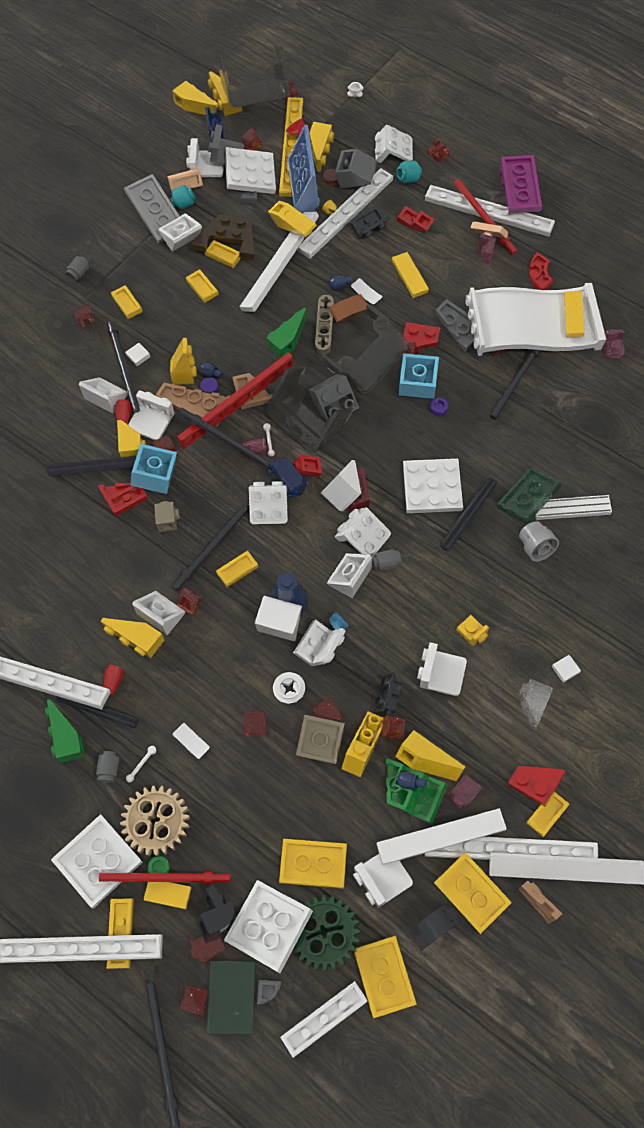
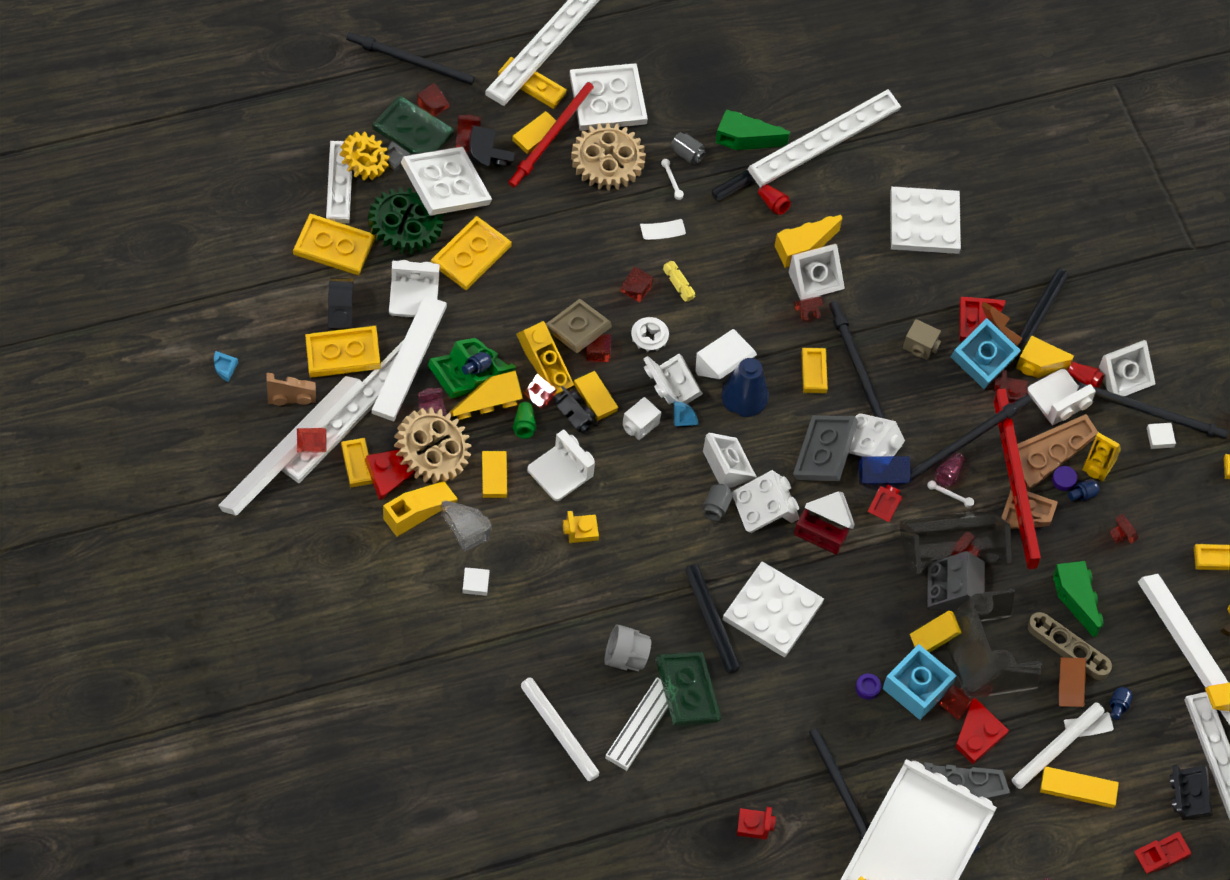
camera: 115 degrees right, 5 degrees down
(60, 575) = (925, 220): none -> white plate
(121, 472) = (1000, 321): none -> dark orange slope
(158, 865) = (565, 139): green tile -> none
(224, 336) = (1123, 530): none -> clear red tile
(229, 698) = (679, 281): none -> light yellow axle
(292, 1022) = (366, 156): none -> yellow gear
(297, 520) = (825, 448): none -> dark grey plate
(307, 405) = (965, 544): none -> clear red tile
(363, 646) = (641, 418): none -> white brick
(365, 690) = (596, 395): none -> yellow tile
(379, 385) = (936, 632): none -> yellow tile
(394, 295) = (1057, 745): none -> white axle
(425, 721) = (524, 422): none -> green cone
(479, 713) = (494, 474): none -> yellow tile
(499, 765) = (420, 426): none -> tan gear
(550, 741) = (416, 506): none -> yellow slope
(553, 977) = (224, 365): none -> dark azure tile
(569, 850) = (311, 440): none -> clear red slope
(577, 409) = (755, 823): none -> red bracket
(617, 550) = (560, 729): none -> white axle

